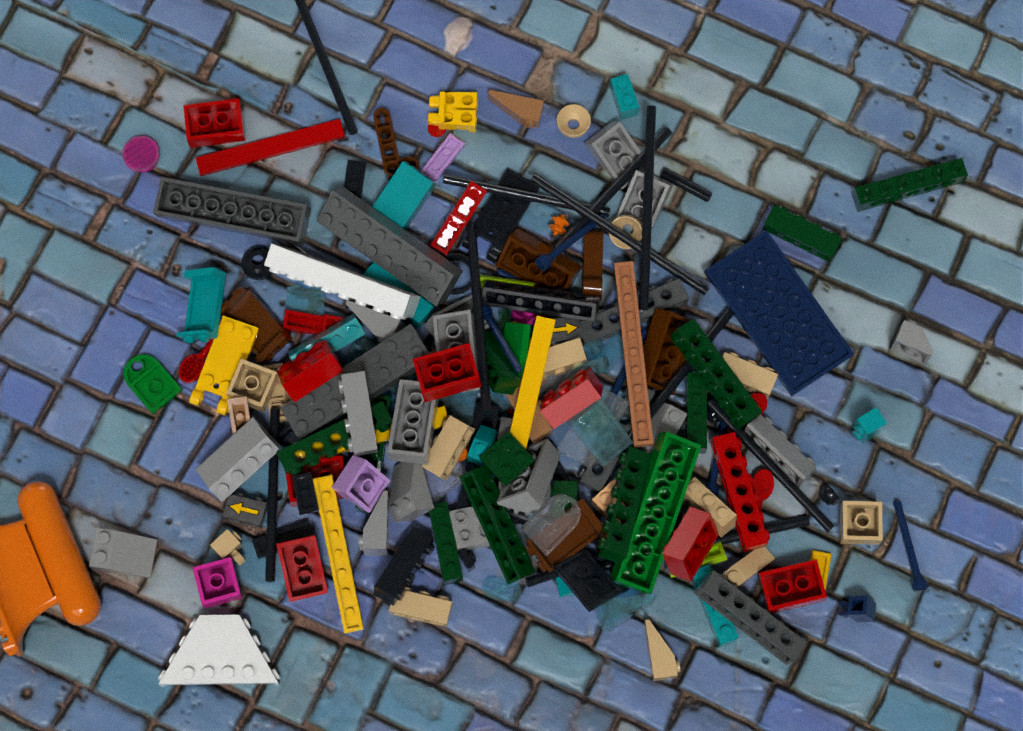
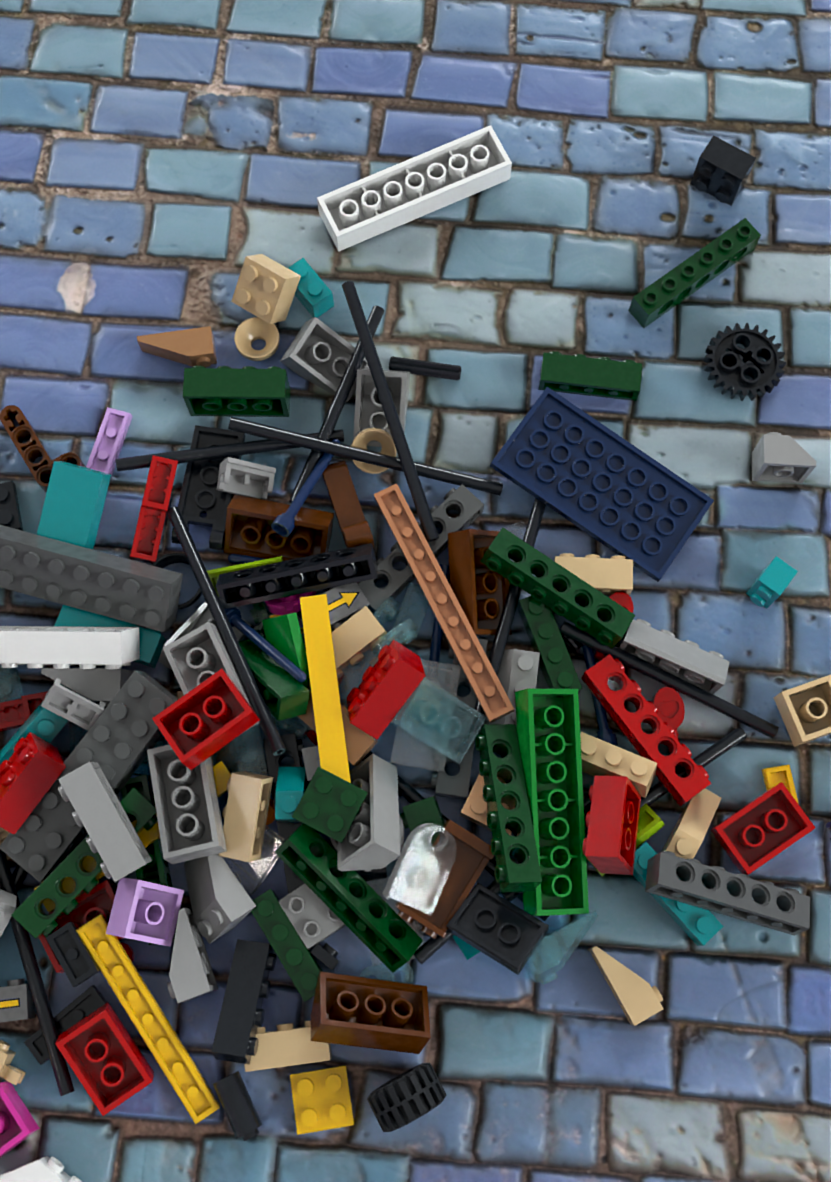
camera: 20 degrees left, 0 degrees up
(360, 332) = (72, 705): none -> light grey hinge
(375, 631) = (238, 1106): none -> black brick
(431, 649) = (321, 1099): none -> yellow plate
(435, 131) = (89, 408): red piece -> none
(456, 111) = (103, 378): yellow hips -> none
(483, 604) = (370, 1013): none -> reddish brown slope
(487, 664) = (406, 1097): none -> black tyre
(529, 219) = (245, 478): none -> light grey hinge
(545, 155) = (237, 391): none -> dark green brick
(558, 226) = (285, 472): orange wheel -> none
(593, 87) = (265, 288): none -> tan brick
(729, 49) = (414, 188): none -> white brick
(828, 495) = (754, 690): black piece -> none
(932, 254) = (755, 345): none -> black gear
(960, 116) = (722, 170): none -> black brick

